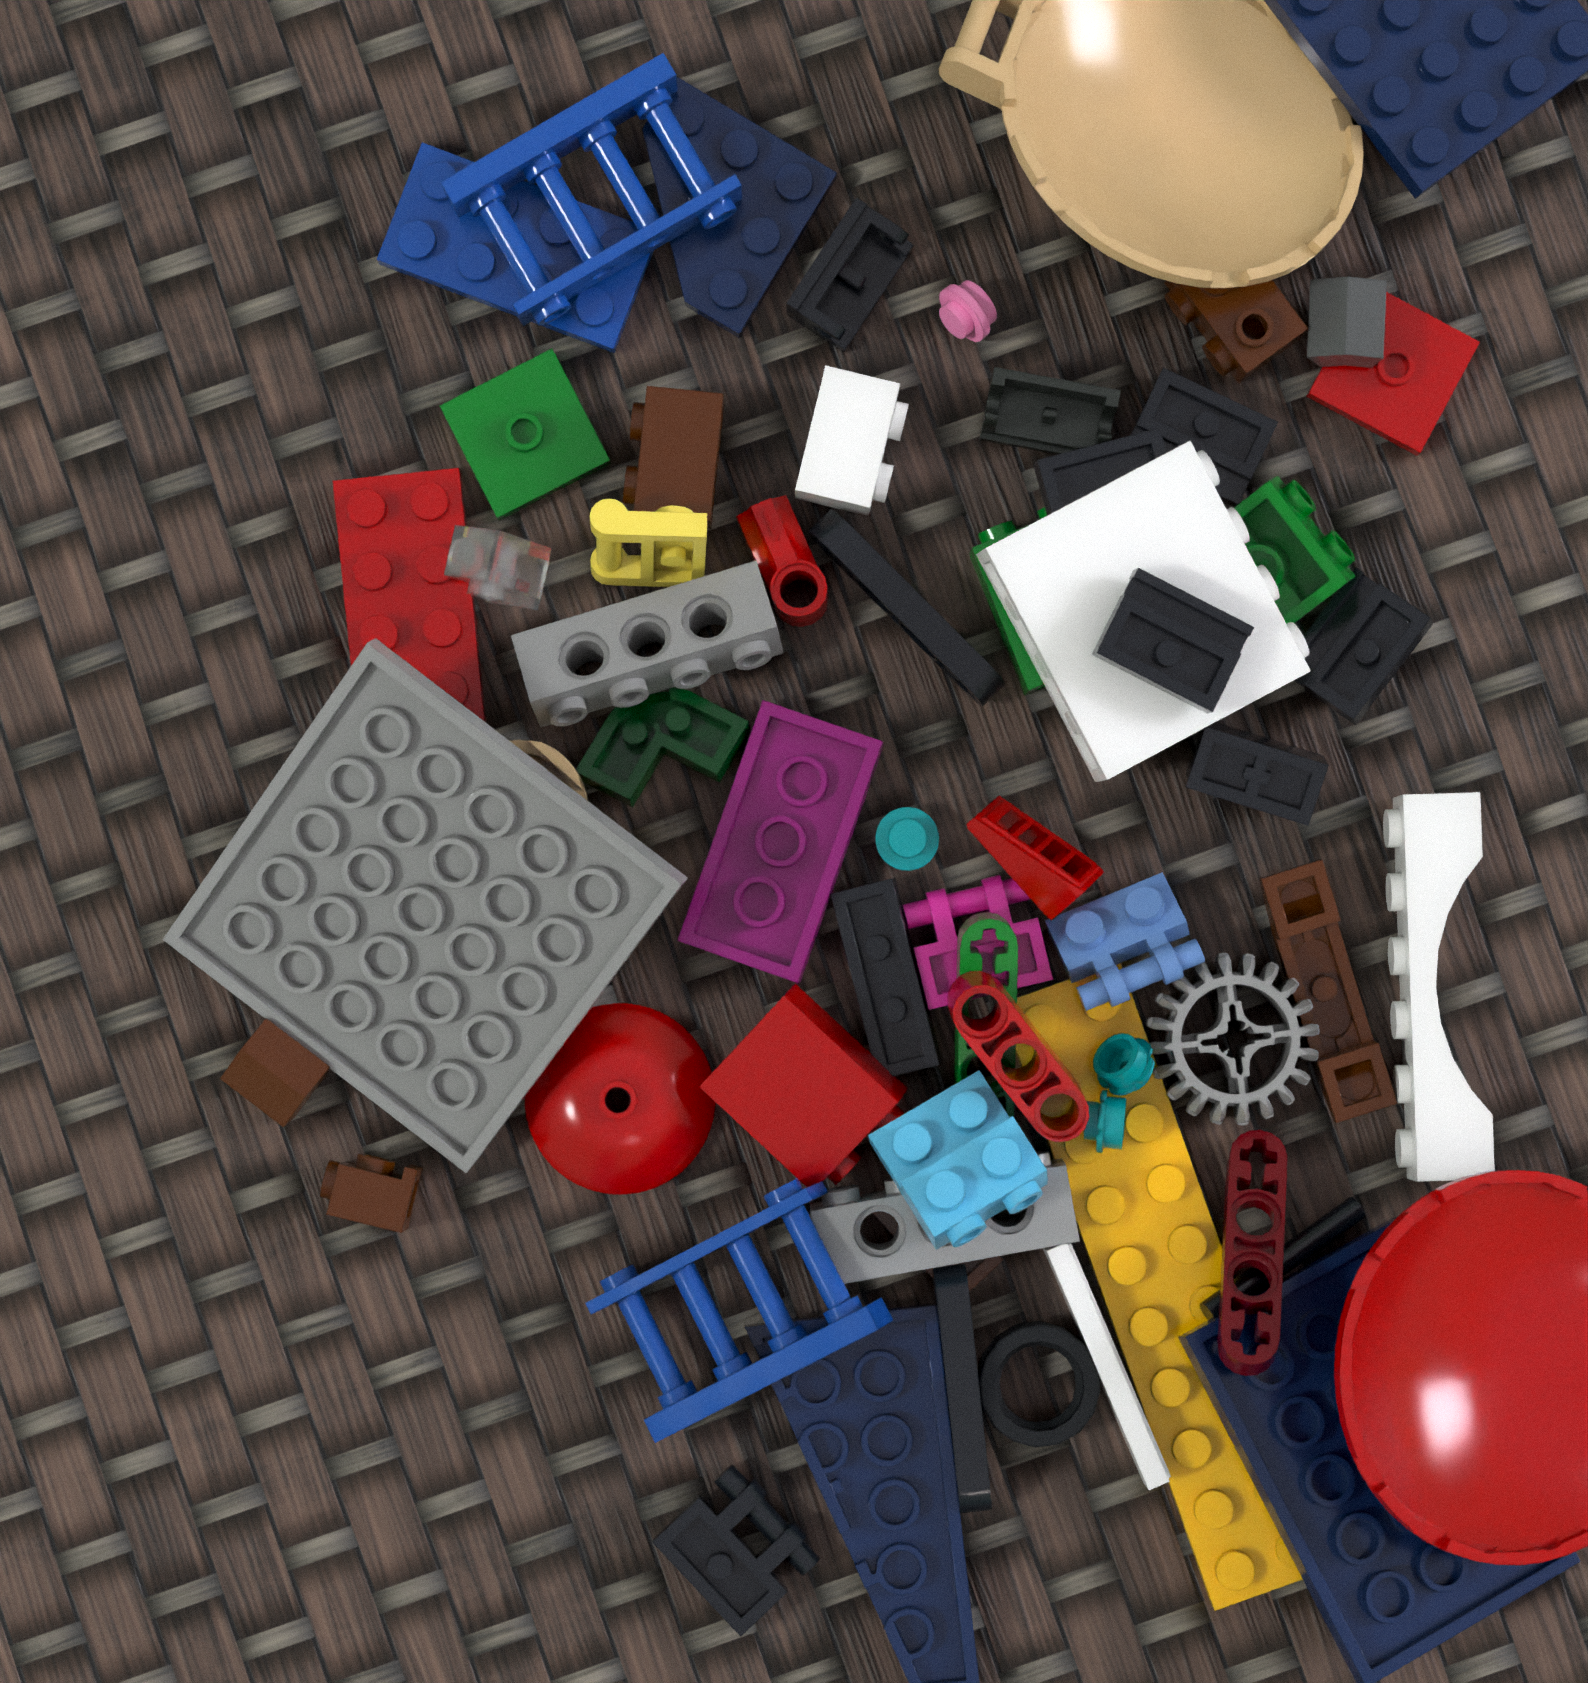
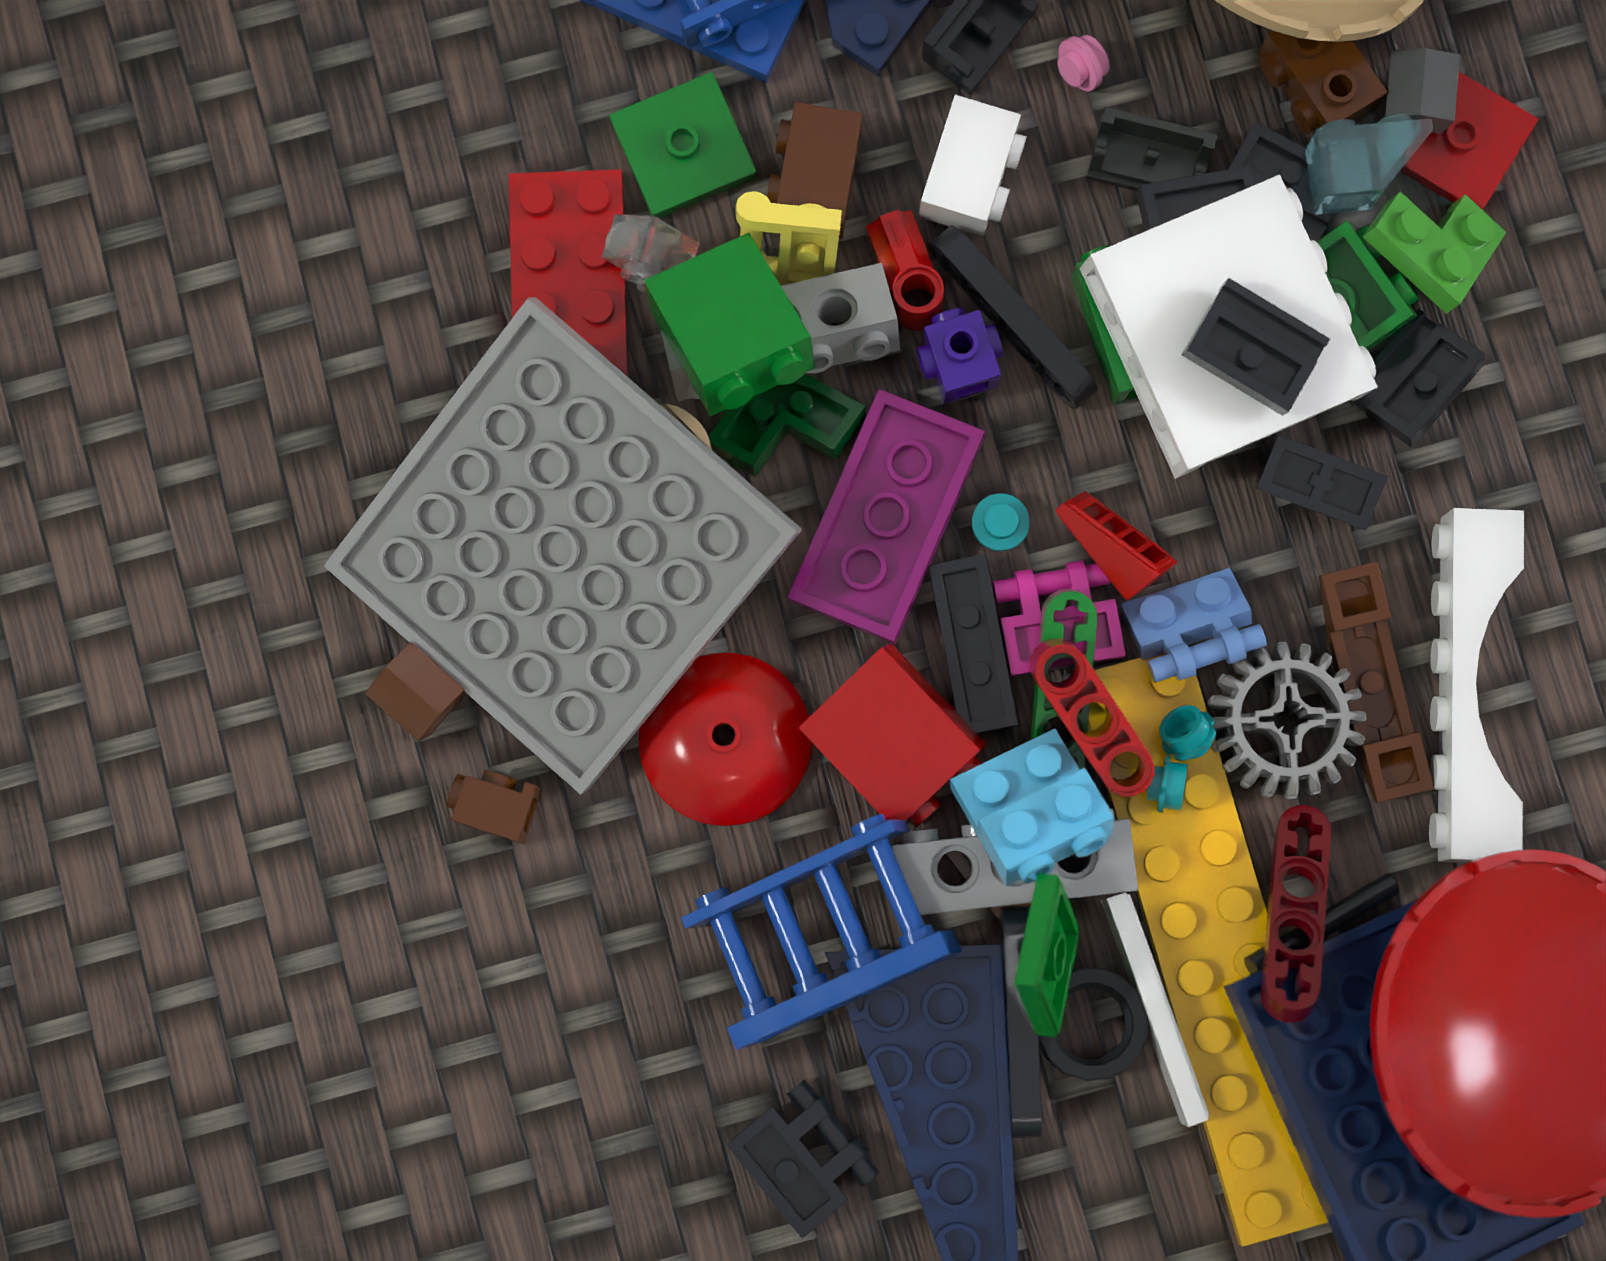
camera: 10 degrees right, 5 degrees down
(592, 649) = (730, 324): none -> green brick
(856, 679) = (956, 373): none -> dark purple brick
(984, 1322) = (1047, 955): none -> green plate
(1278, 415) = (1358, 163): none -> clear light blue slope
(1373, 512) = (1436, 258): none -> bright green plate

